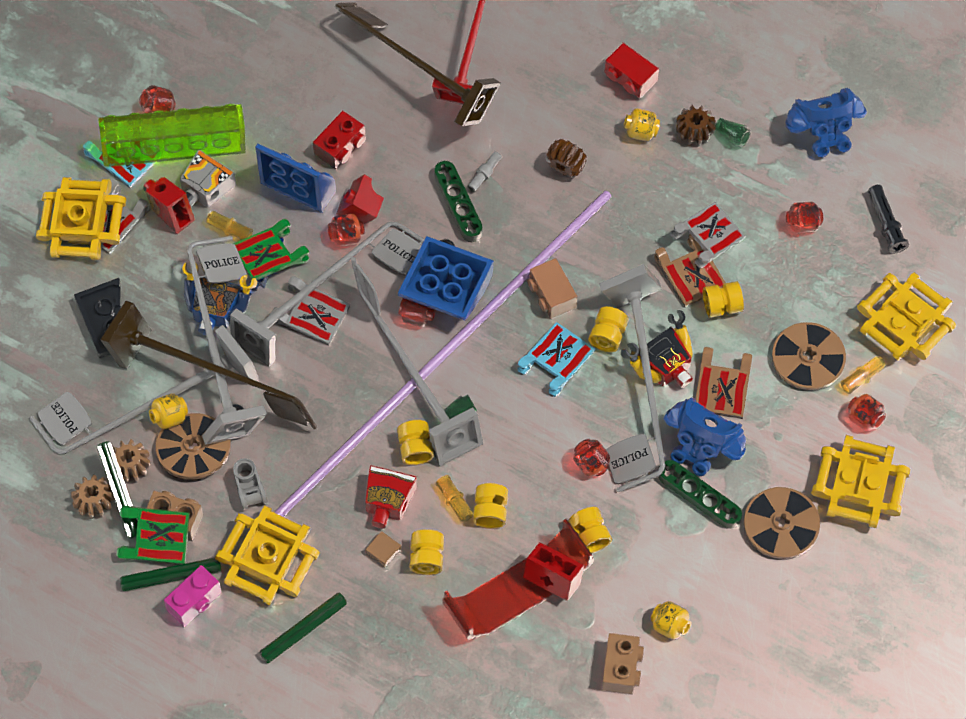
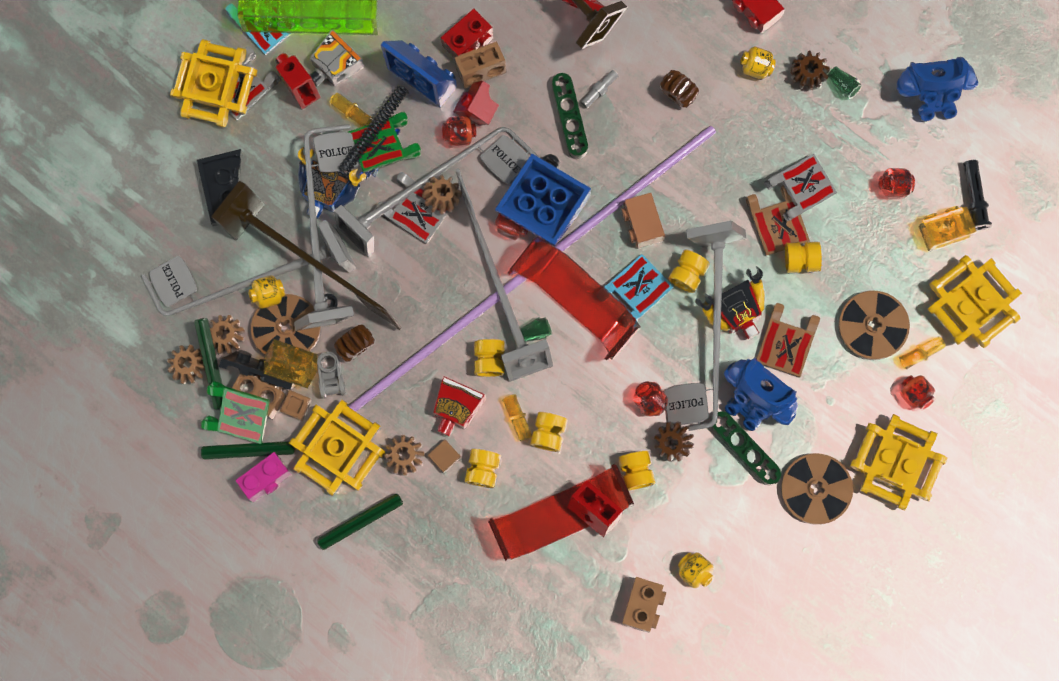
camera: 15 degrees right, 15 degrees up
(175, 487) = (251, 366): none -> black wing
(206, 474) = (290, 363): none -> clear yellow brick
(215, 522) = (295, 405): none -> medium nougat tile
(258, 236) = (362, 148): none -> black piece
(269, 447) = (354, 343): none -> reddish brown gear
(338, 291) = (441, 202): none -> medium nougat gear
(338, 543) = (396, 459): none -> medium nougat gear
(358, 160) = (480, 64): none -> medium nougat brick
(495, 366) = (578, 294): none -> clear red windscreen
(626, 485) = (672, 449): none -> reddish brown gear
(864, 252) = (937, 237): none -> clear yellow brick

